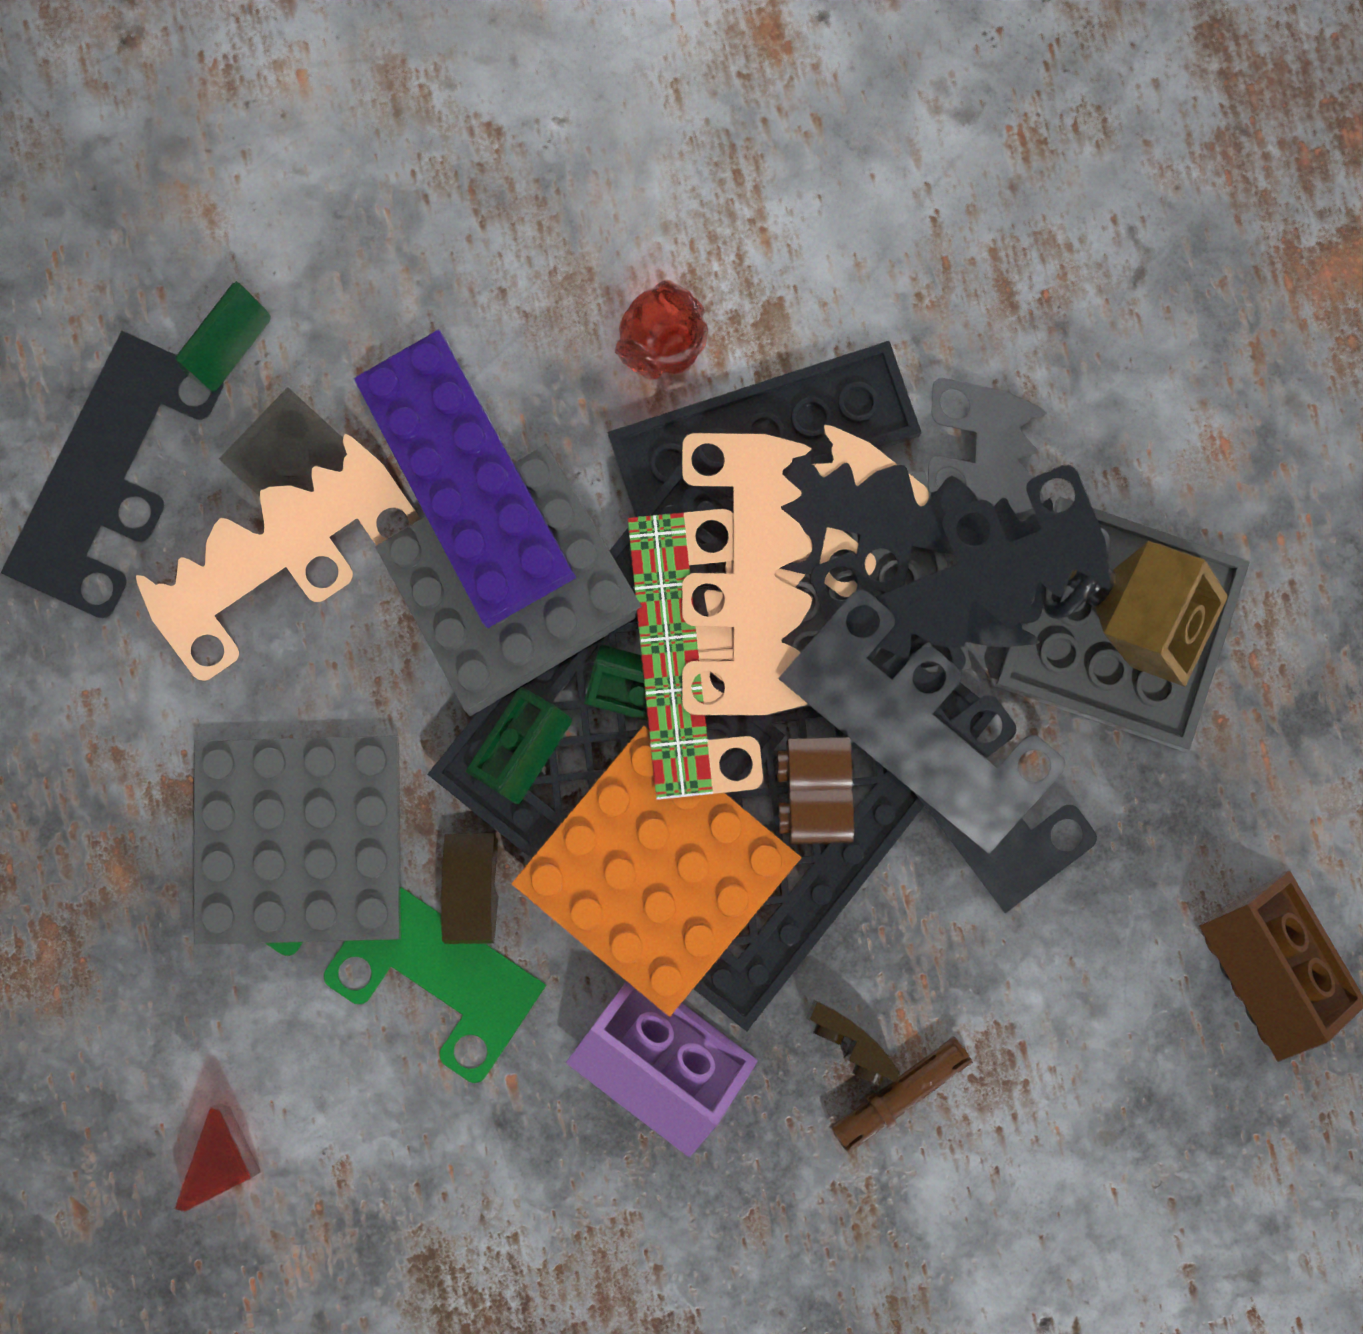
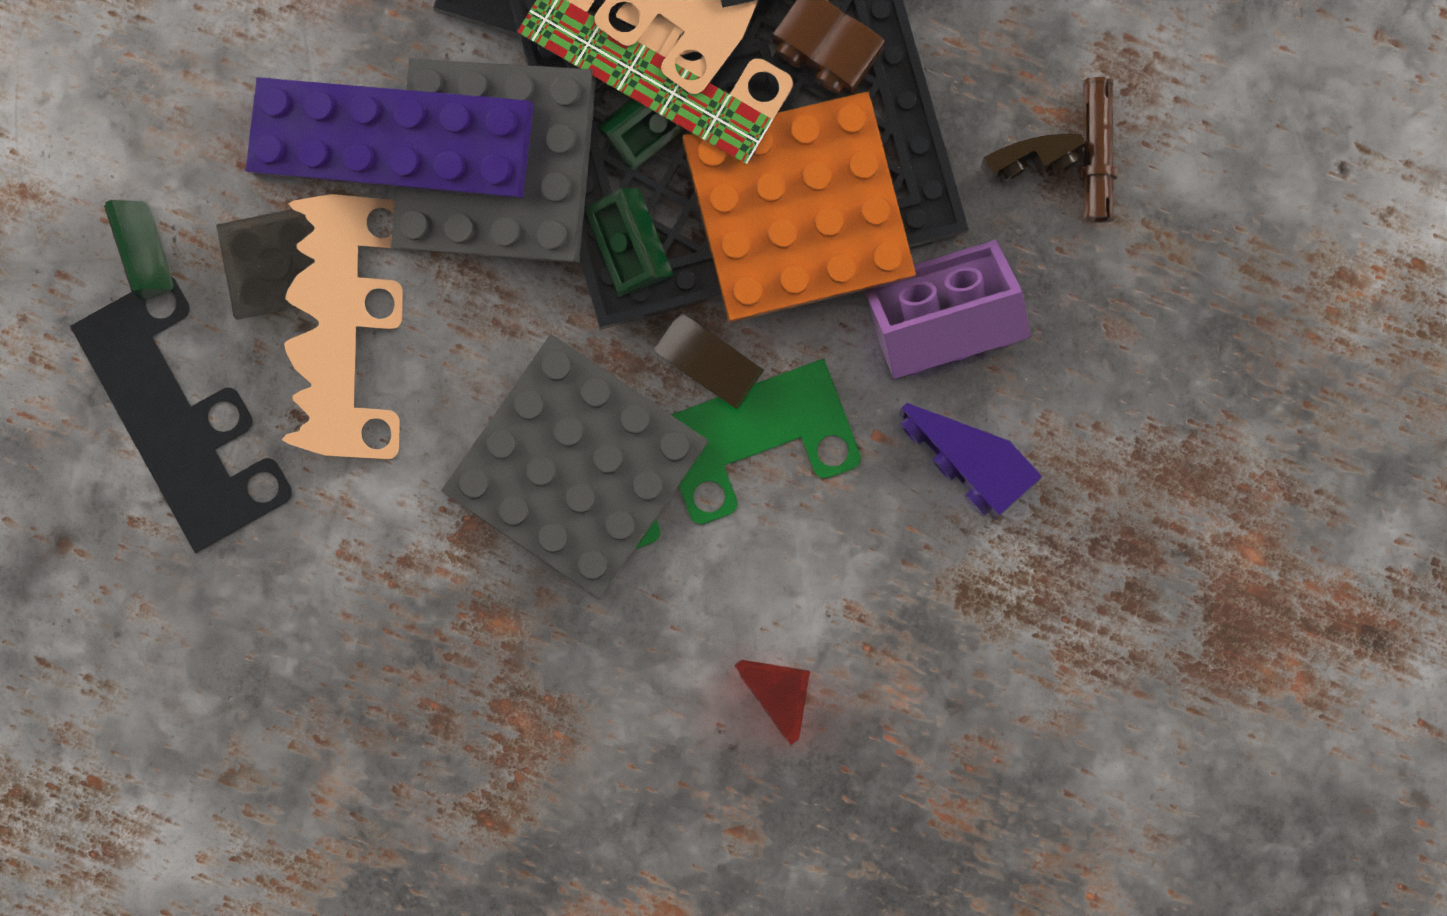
camera: 50 degrees left, 0 degrees up
(549, 1193) = (981, 461): none -> dark purple slope

